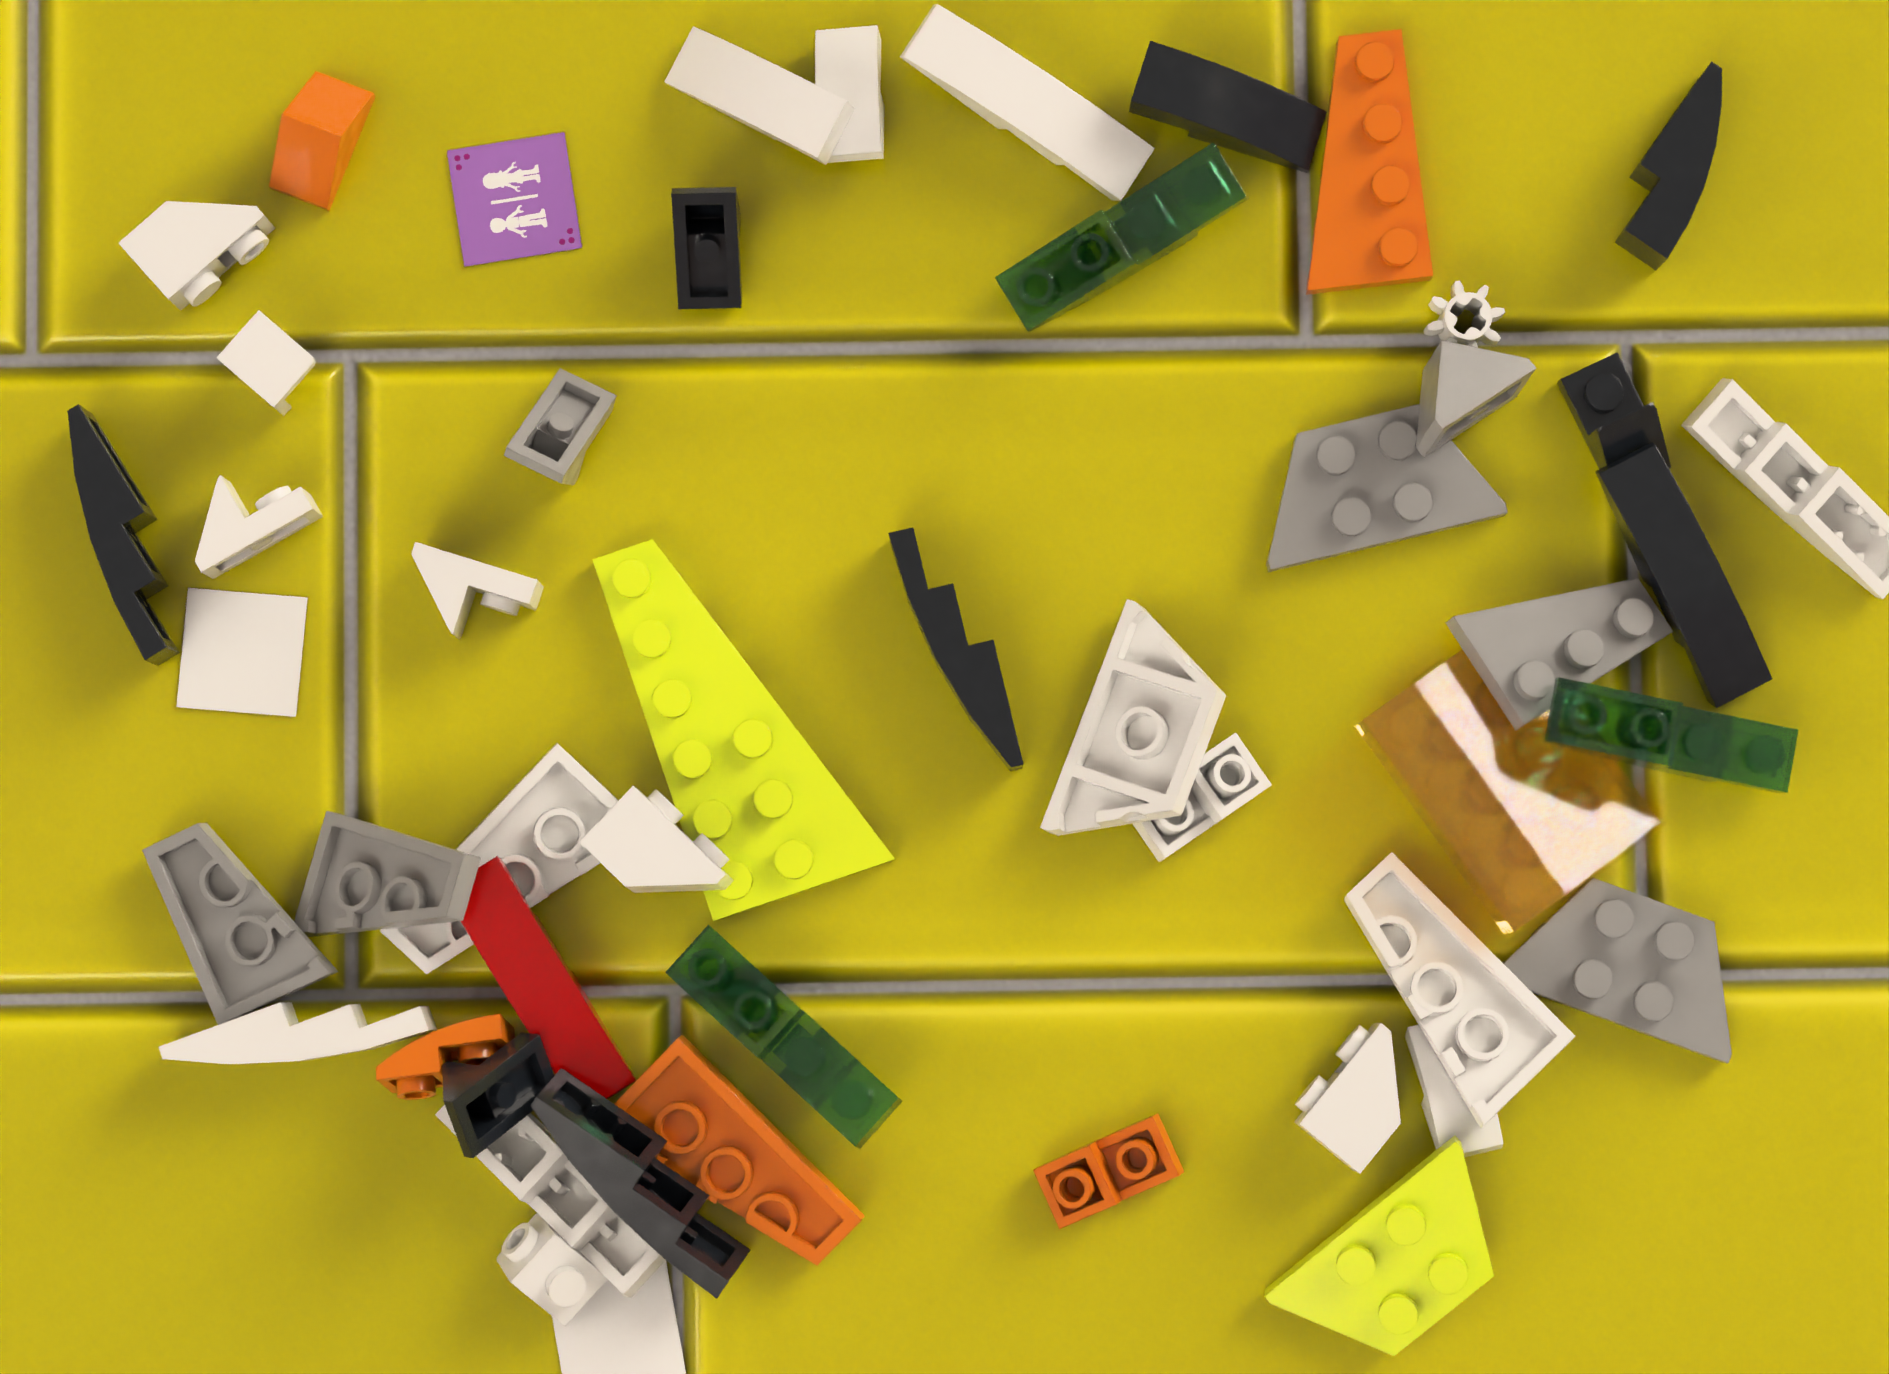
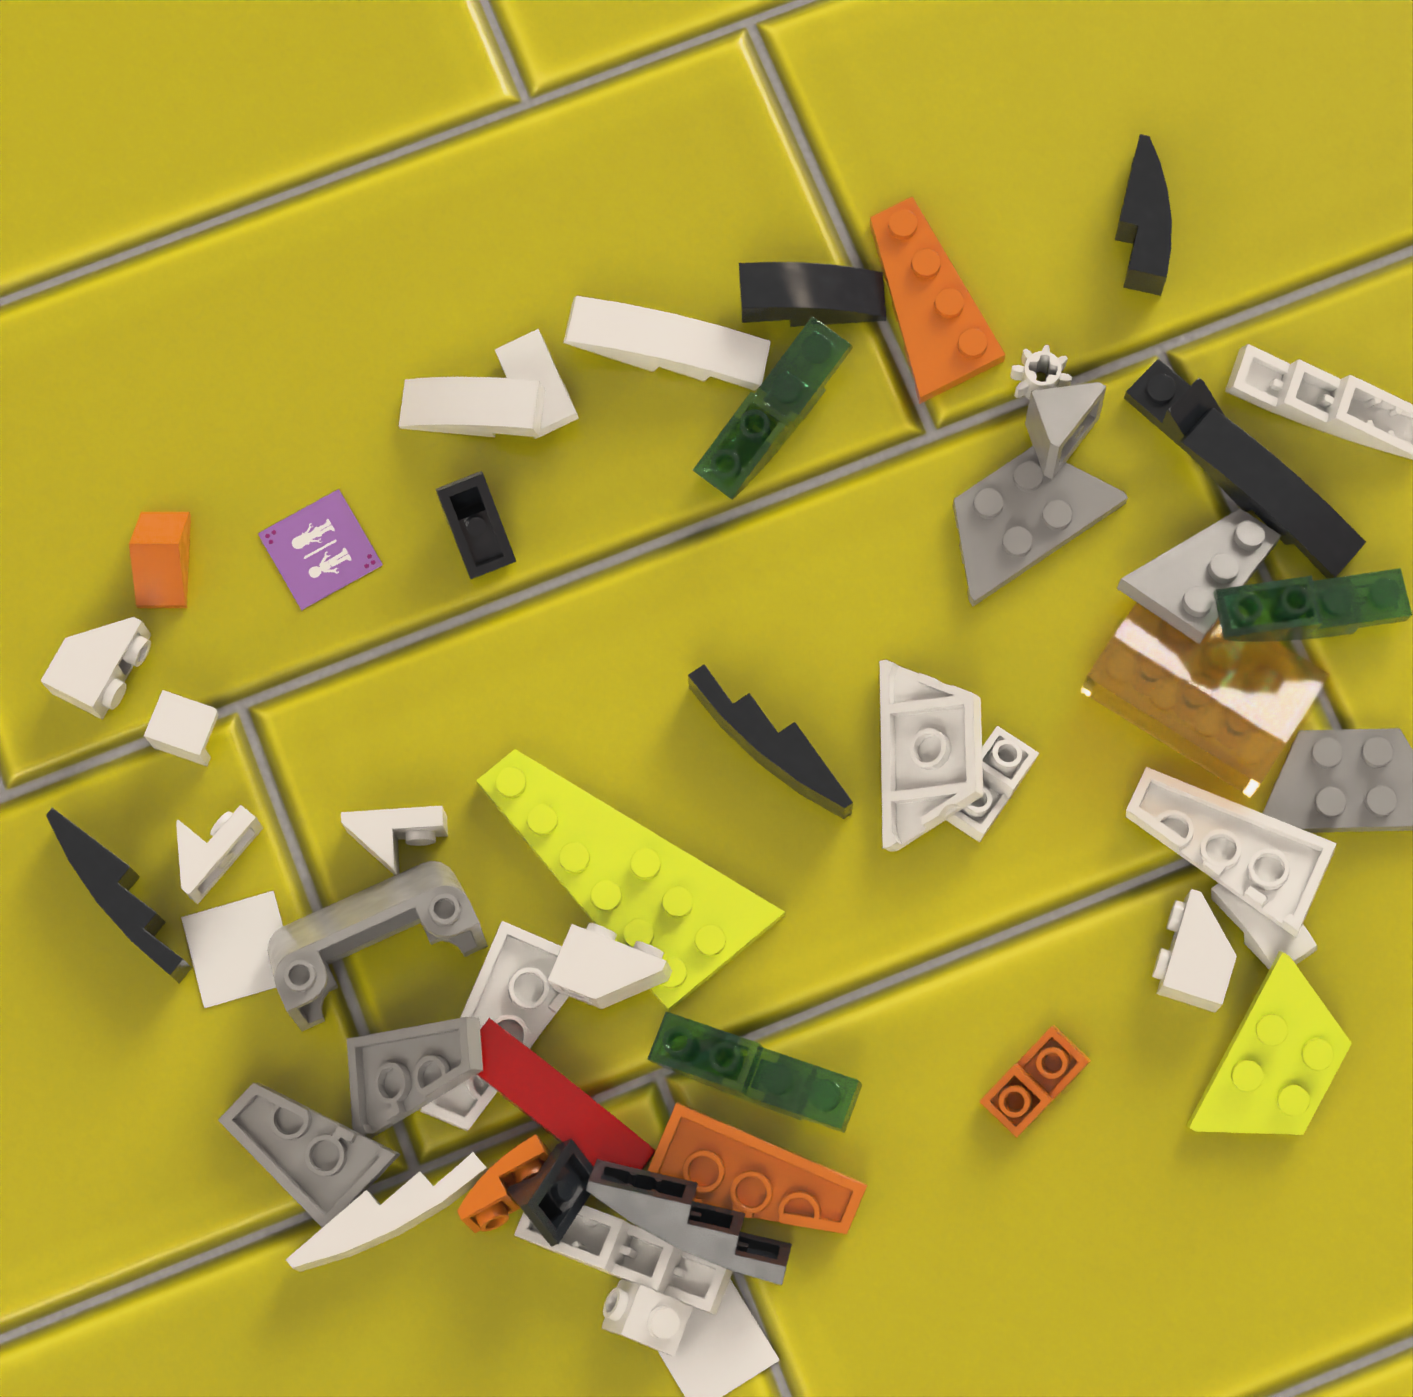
camera: 20 degrees left, 10 degrees down
(476, 675) = (307, 946): none -> light grey windscreen
(561, 427) = (417, 694): light grey slope -> none

